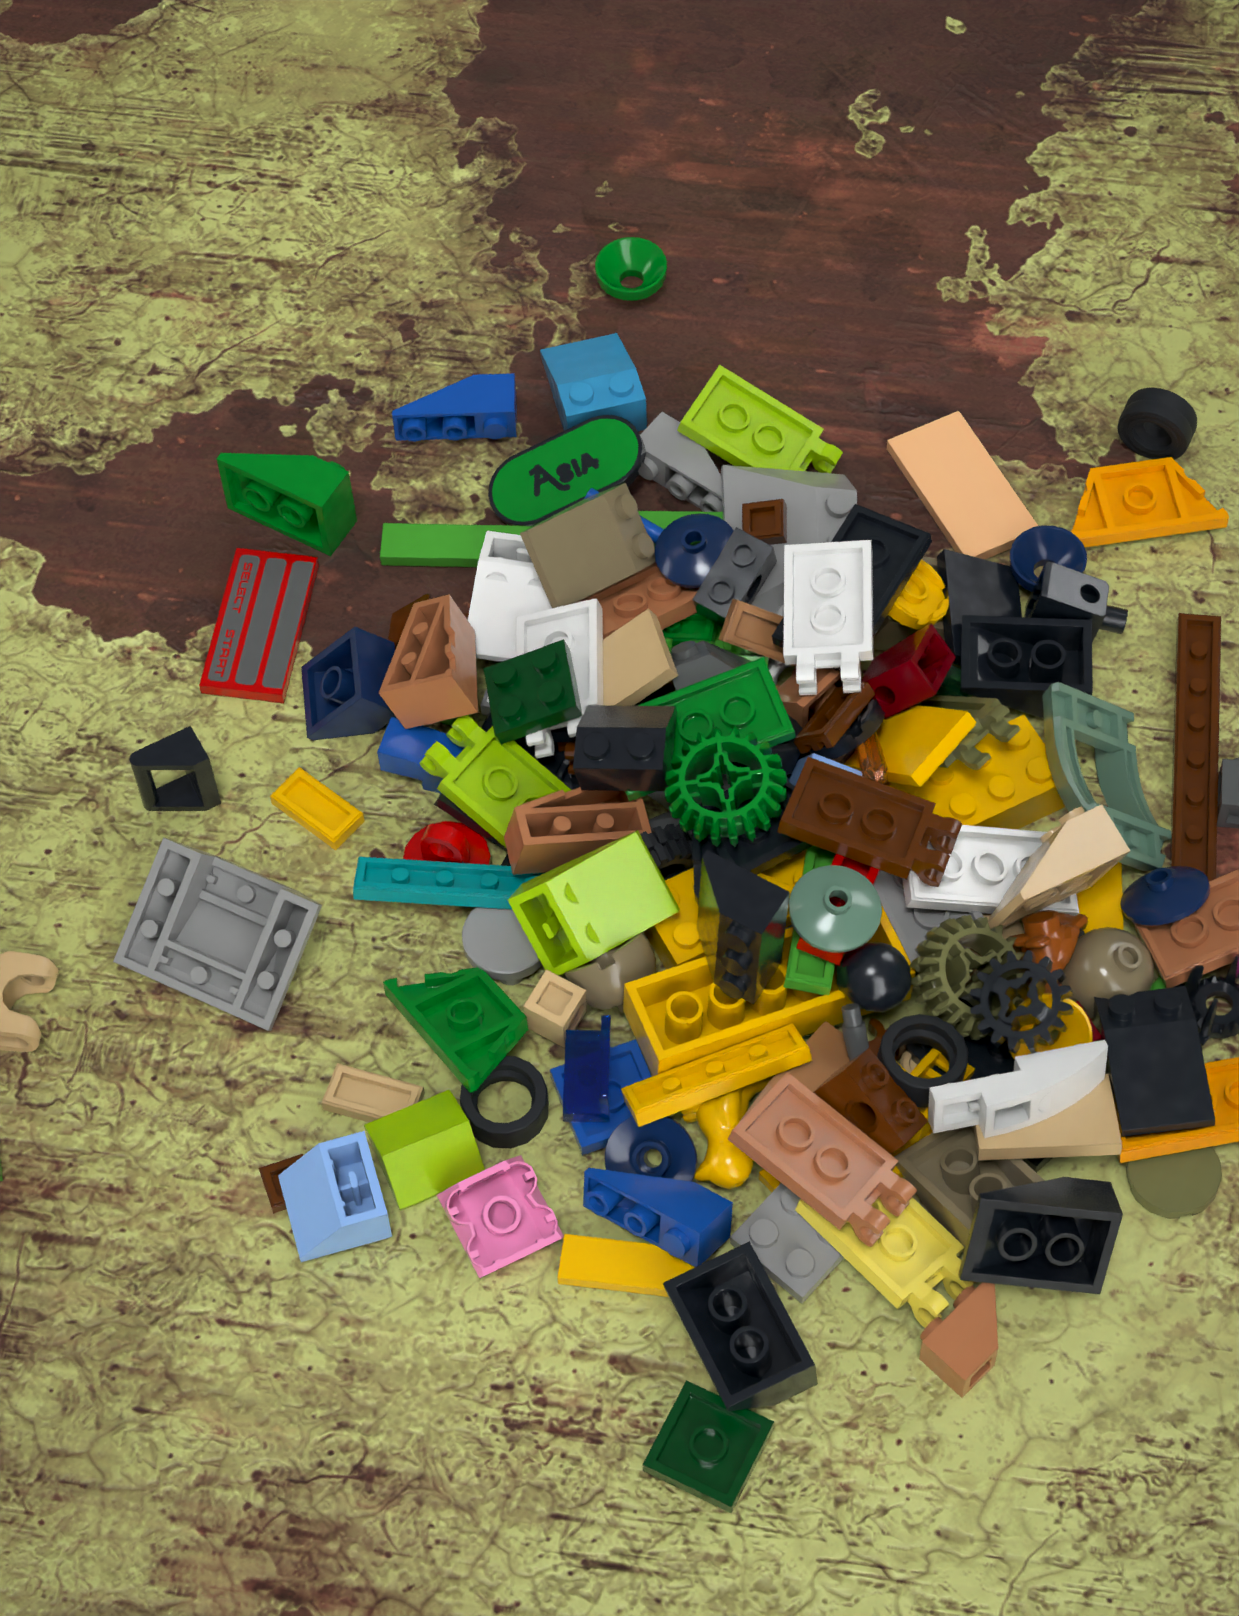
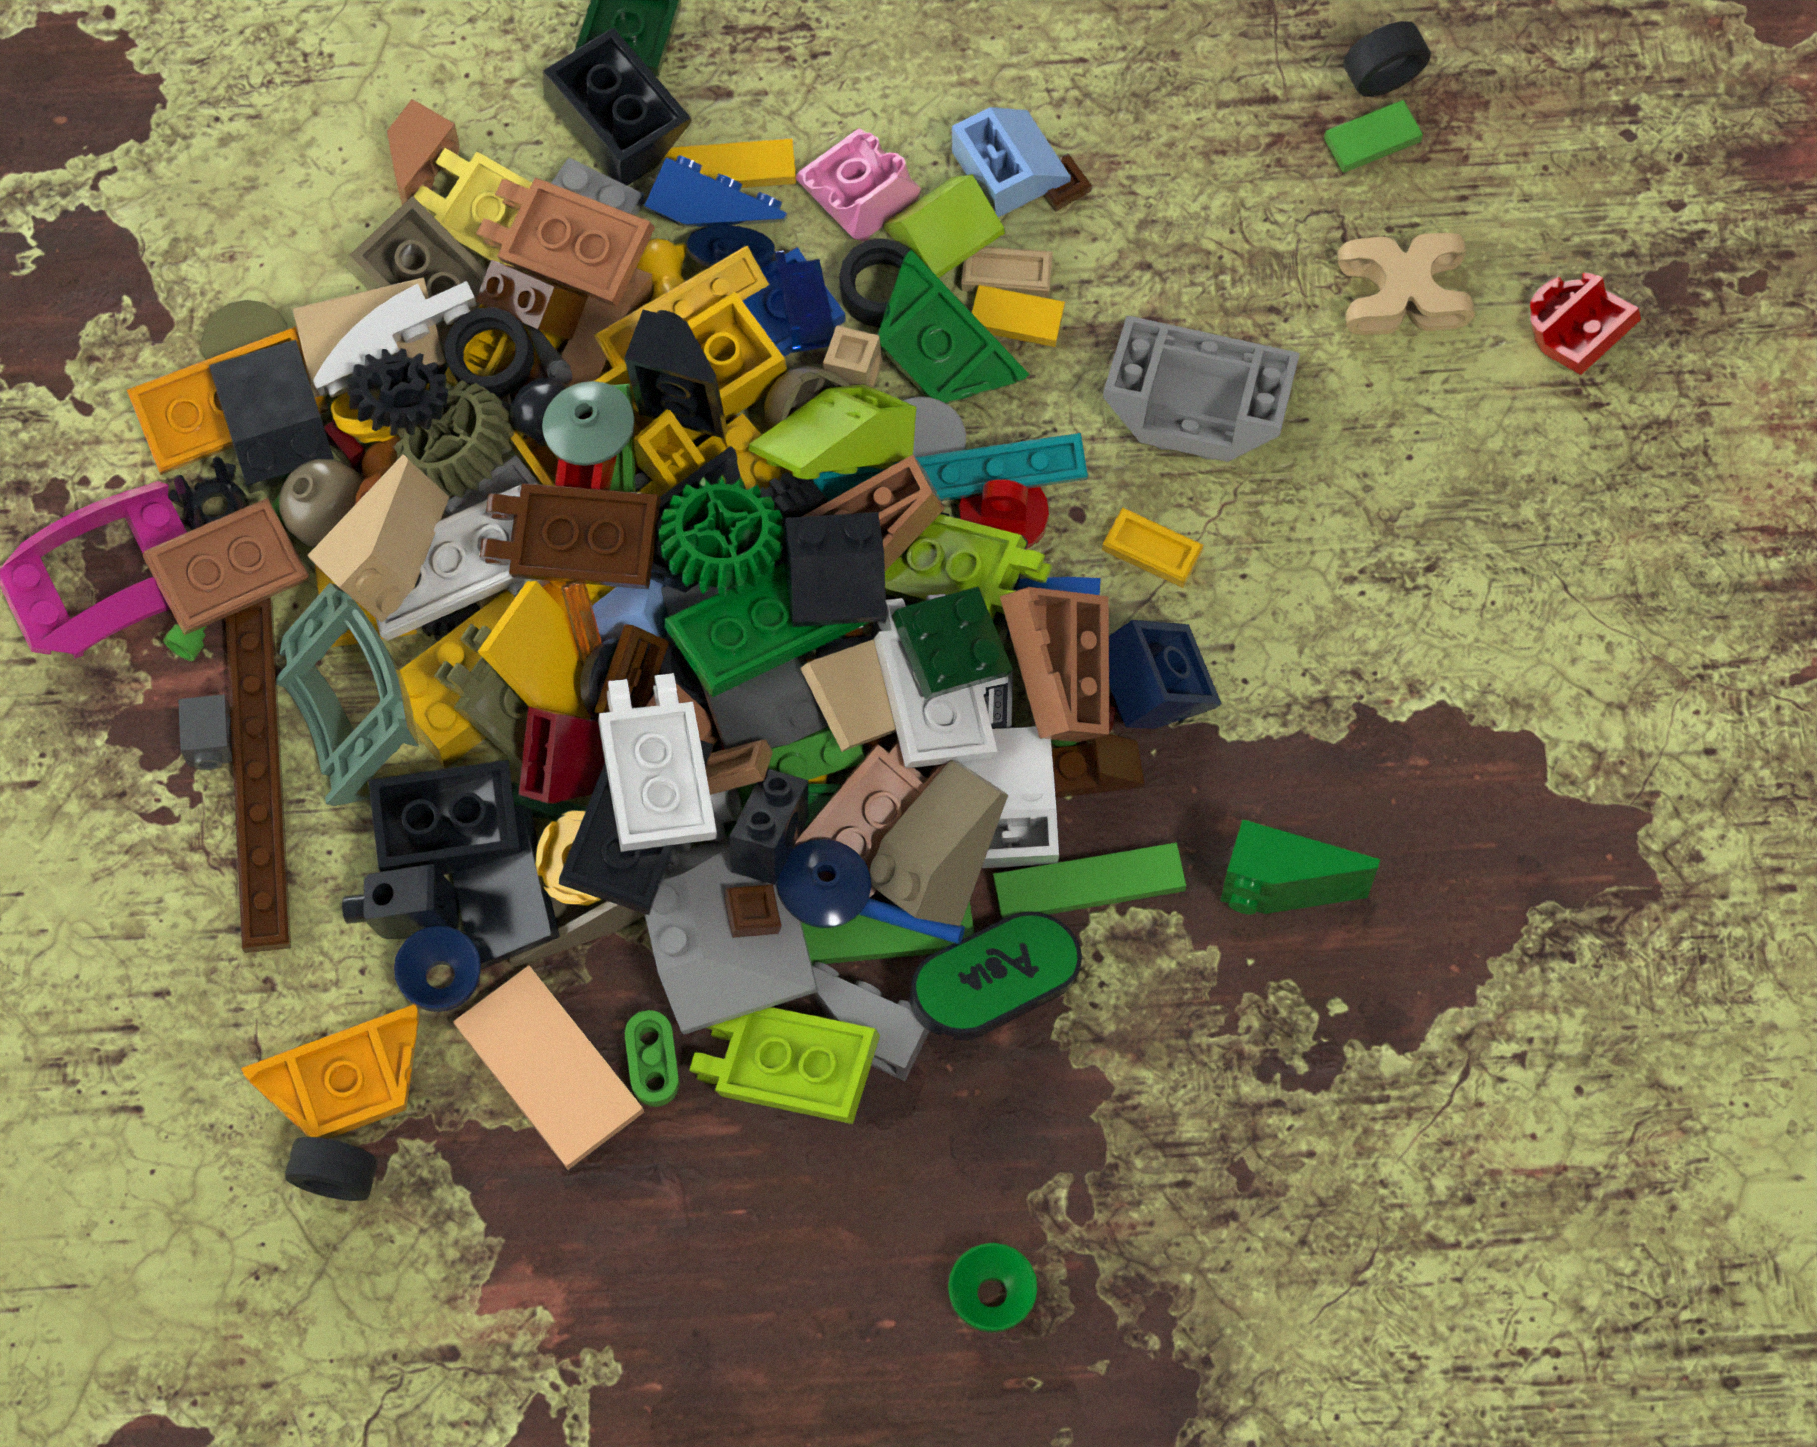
camera: 165 degrees right, 10 degrees up
(176, 752) = (1297, 522): black tile -> none
(259, 625) = (1282, 741): tile -> none
(376, 1048) = (1019, 315): none -> yellow tile
(467, 409) = (1126, 1054): blue slope -> none
(594, 380) = (999, 1121): dark azure slope -> none
(873, 477) = (651, 1060): none -> bright green plate
(1044, 1235) = (332, 227): black slope -> none
(1165, 895) = (253, 590): dark blue dish -> none

